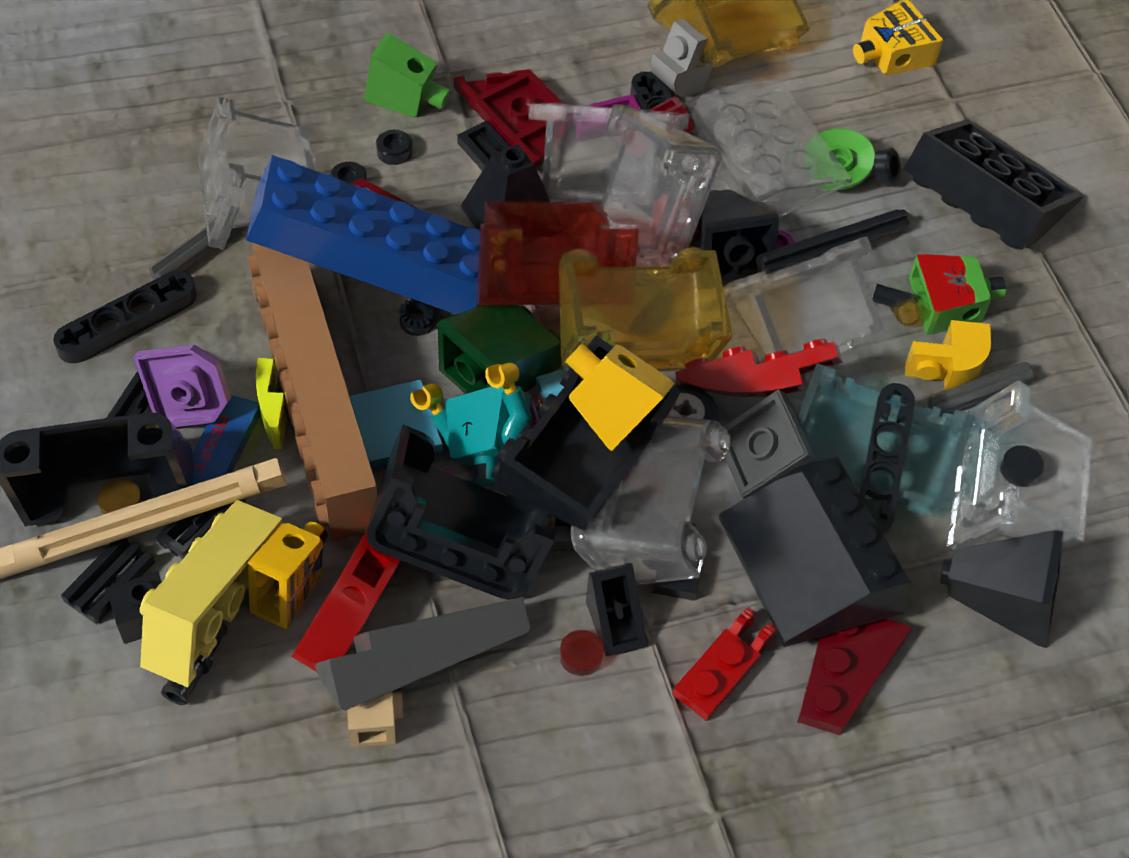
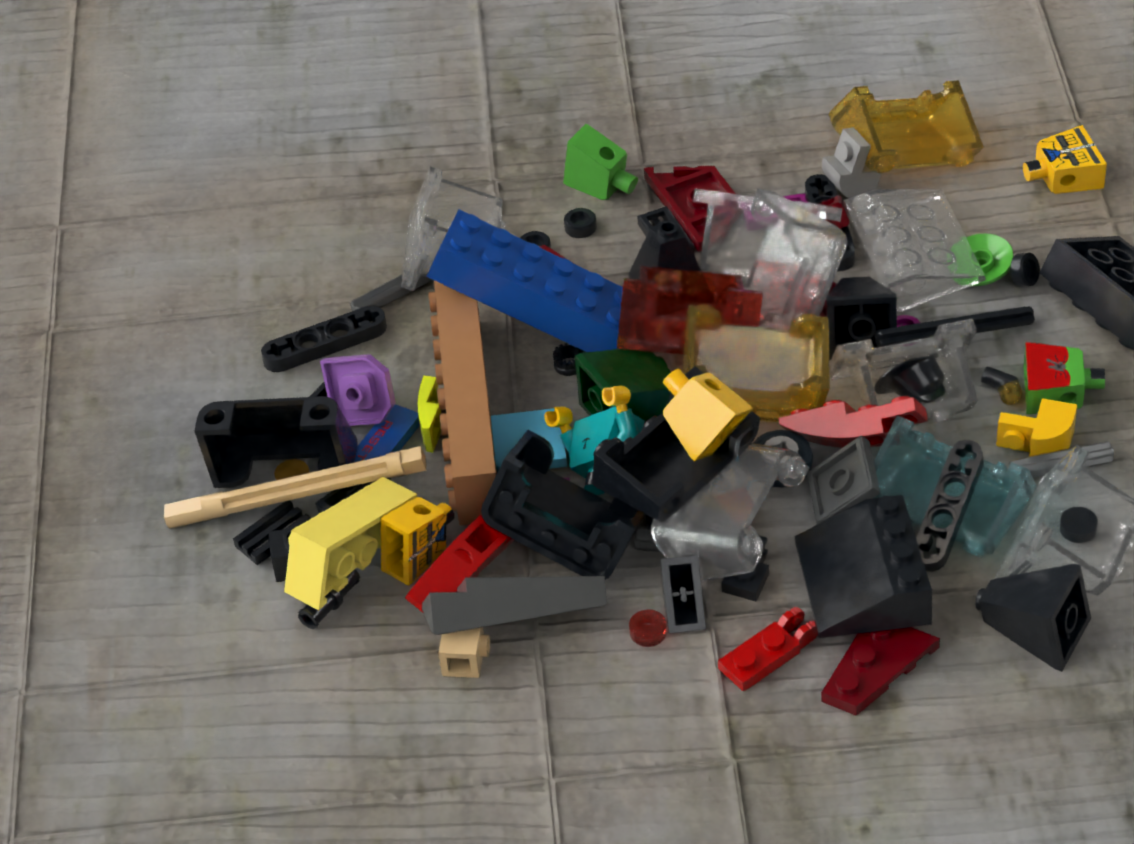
camera: 20 degrees right, 10 degrees down
(816, 313) = (914, 378): none -> black piece

